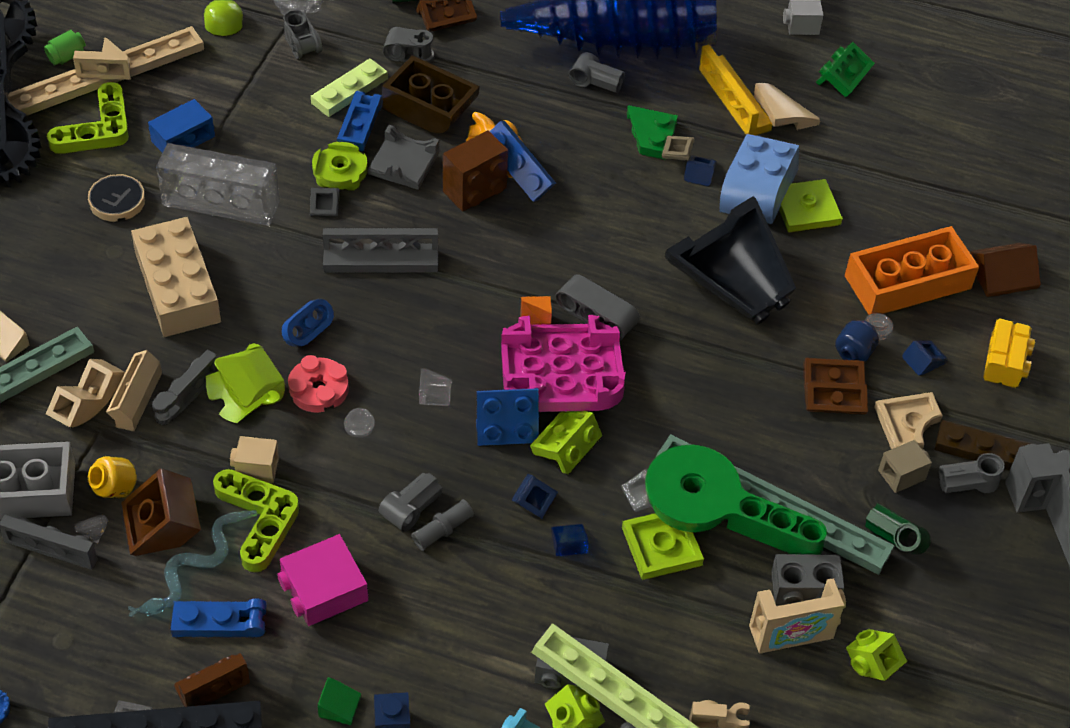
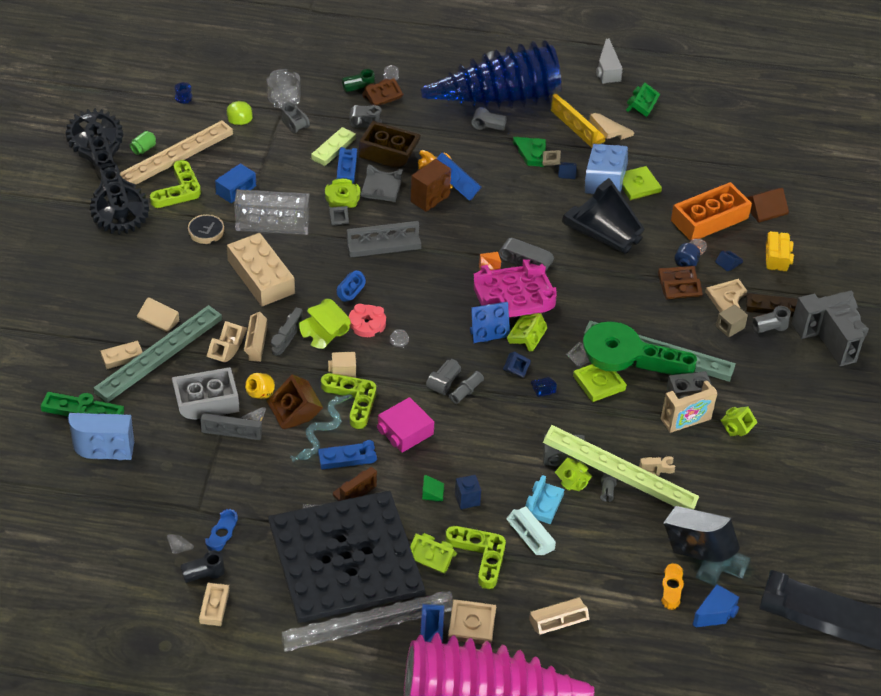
camera: 10 degrees left, 5 degrees down
(107, 64) = (175, 149): tan slope -> none
(434, 388) = (439, 314): clear slope -> none
(896, 529) = (735, 354): dark green piece -> none

